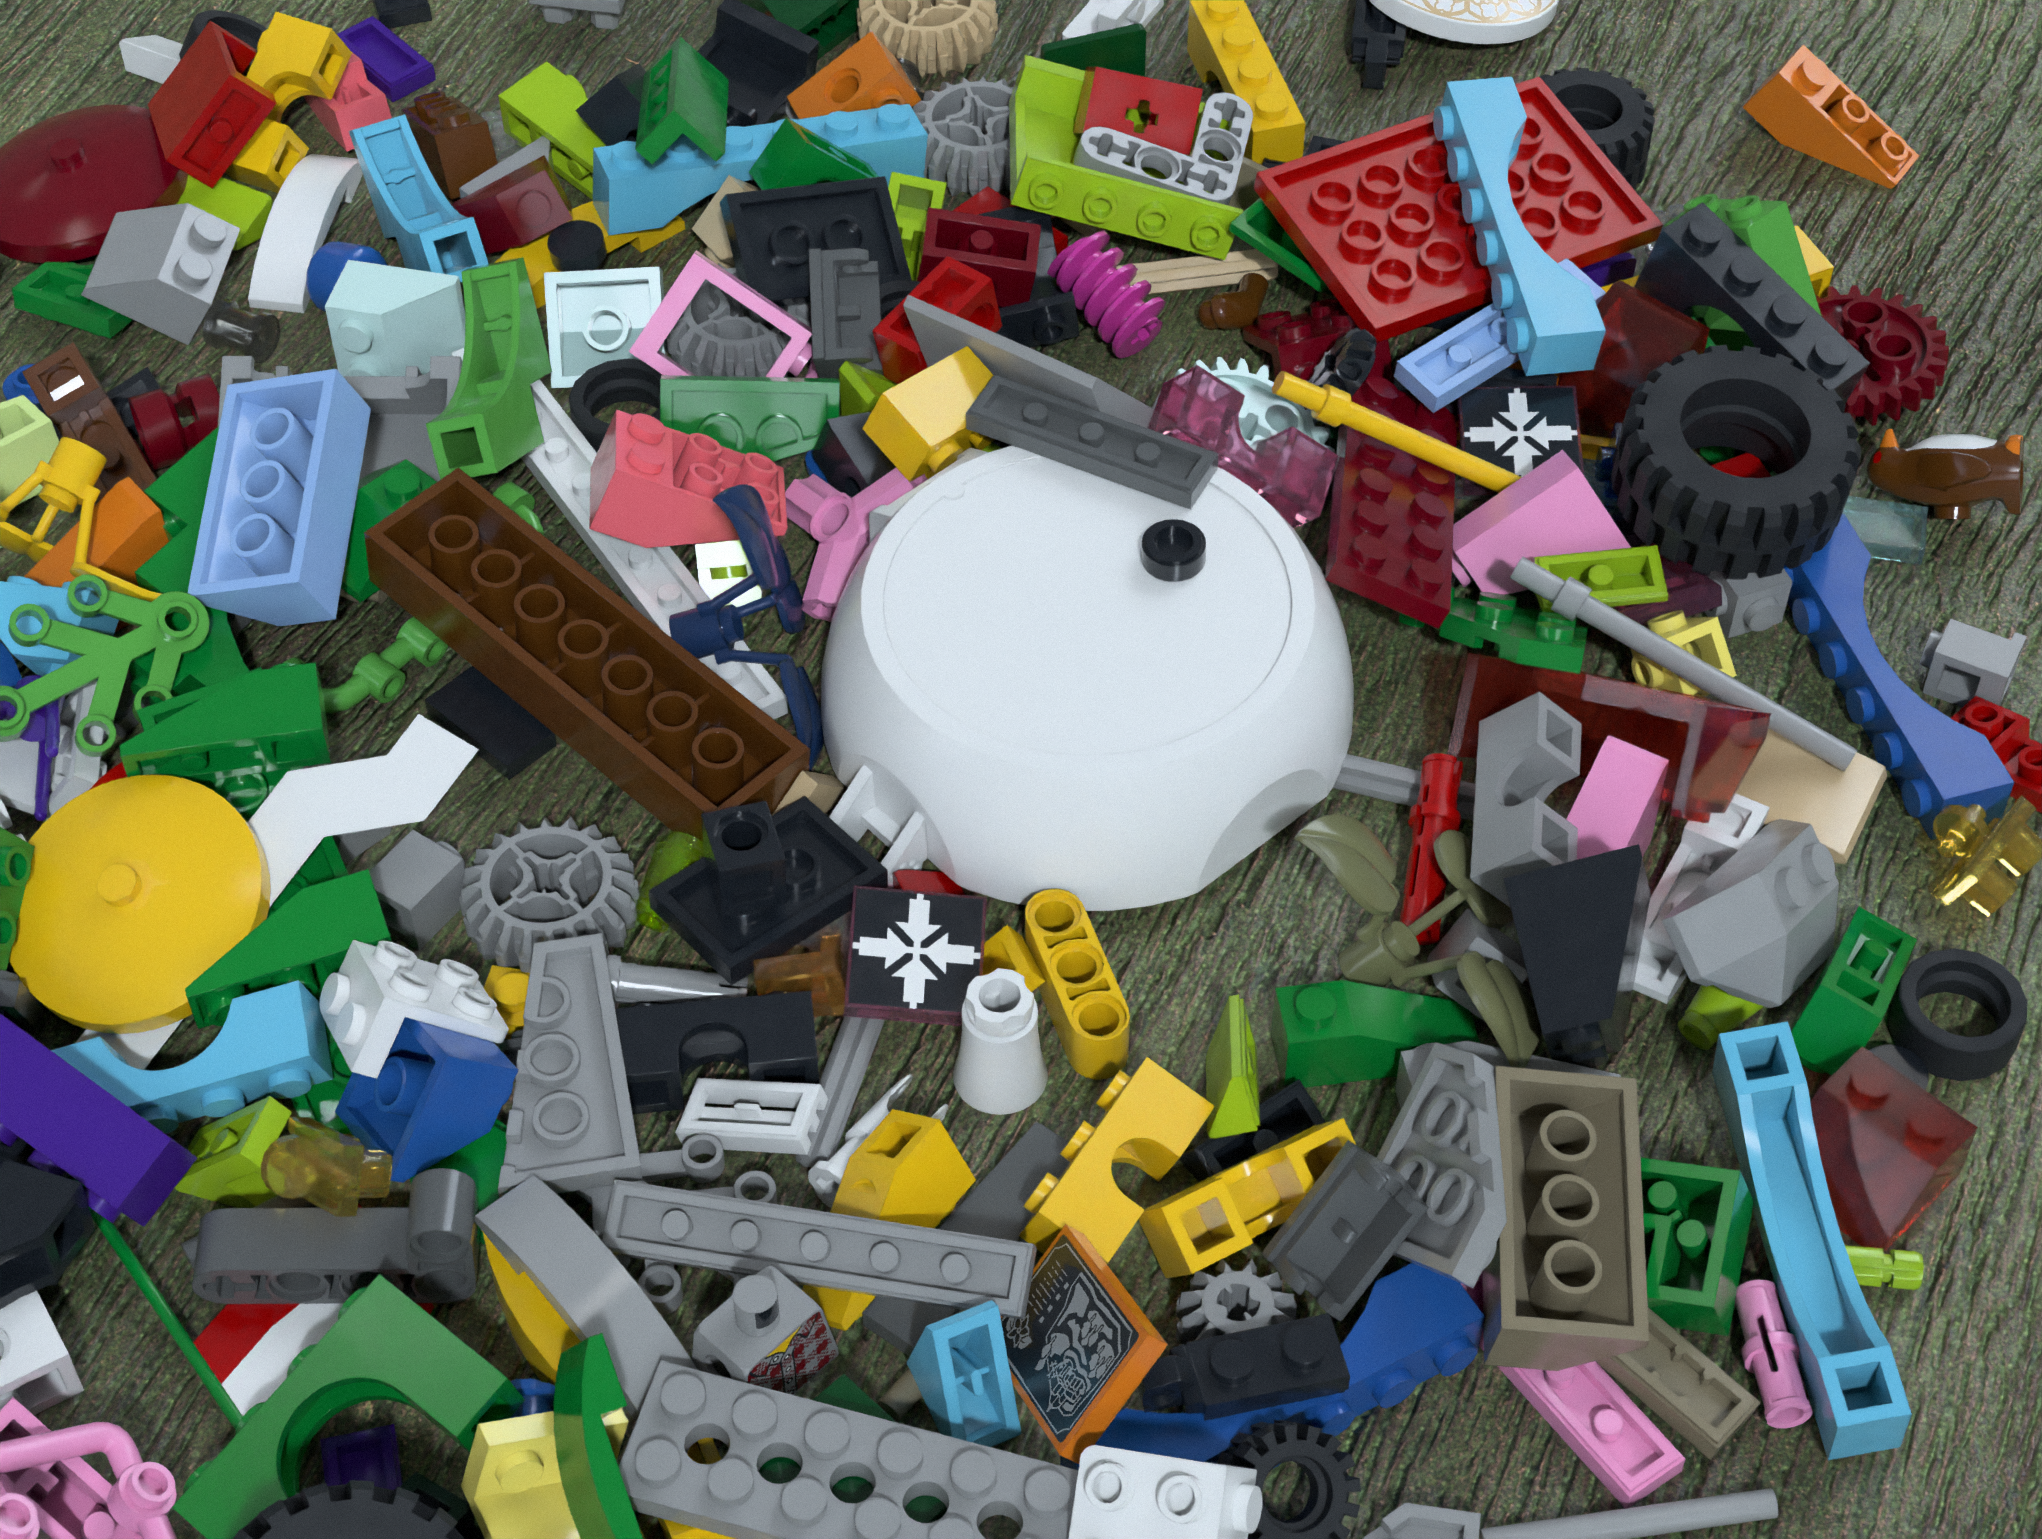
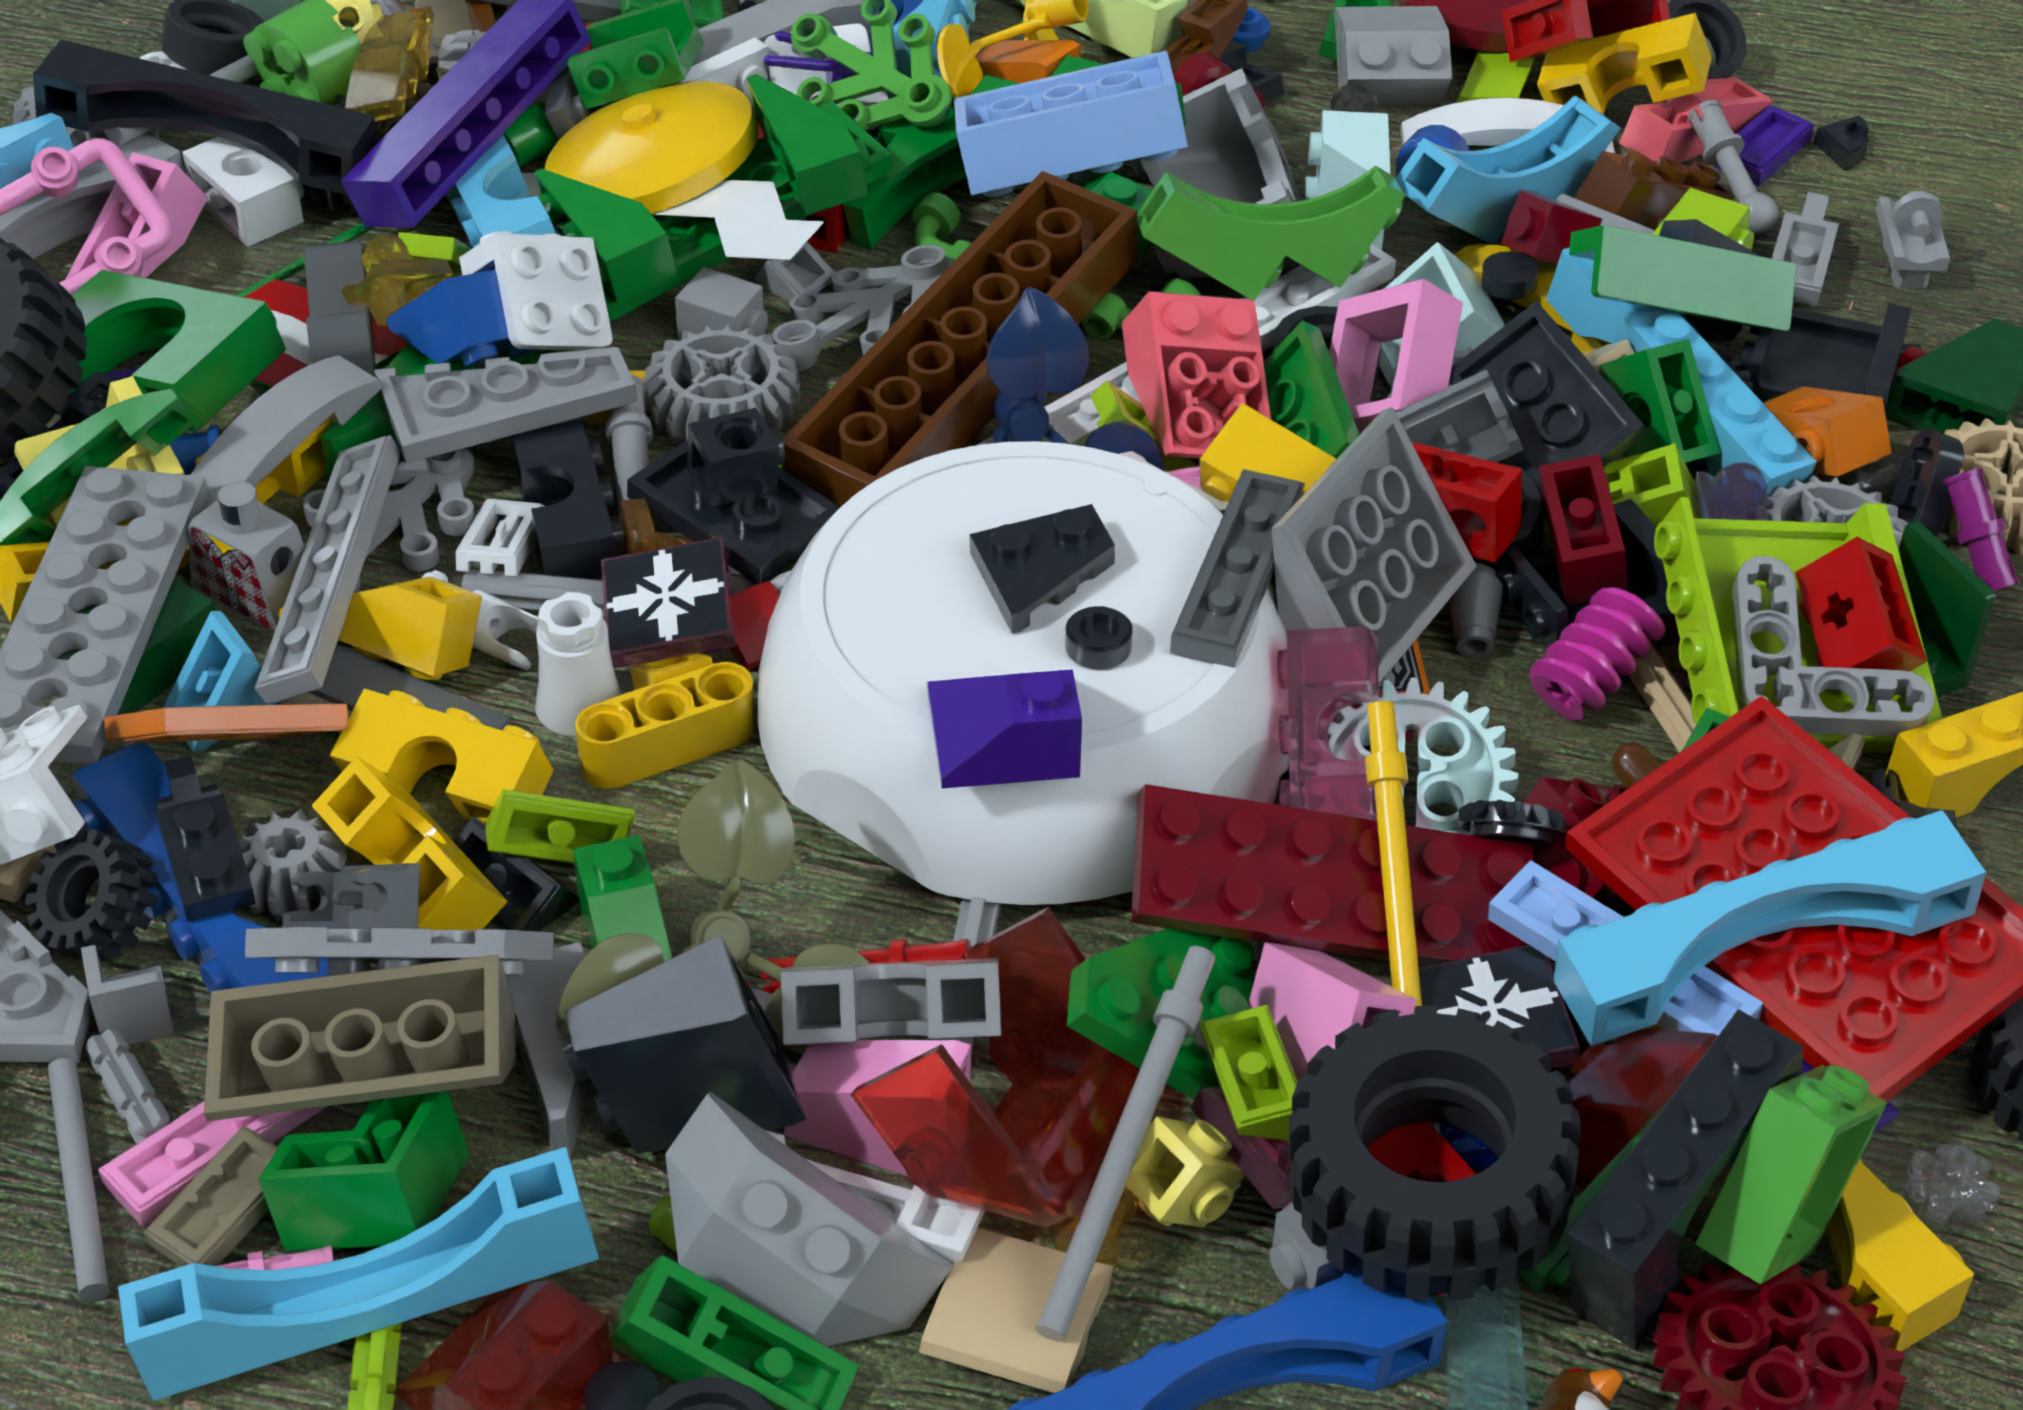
camera: 80 degrees right, 5 degrees down
(412, 72) = (1723, 149): none -> light grey pin
(483, 808) = (856, 303): none -> light grey plant
(585, 62) = (1809, 244): none -> light grey hinge
(946, 43) = (1920, 485): none -> black beam
(963, 167) = (1733, 493): none -> clear purple hips
(997, 34) = (1981, 529): none -> magenta pin
(1063, 578) = (1041, 560): none -> black wing
(1288, 617) = (1006, 728): none -> dark purple slope
(1410, 1469) = (128, 1002): none -> light grey panel
(1519, 1475) = (126, 1084): none -> light grey axle

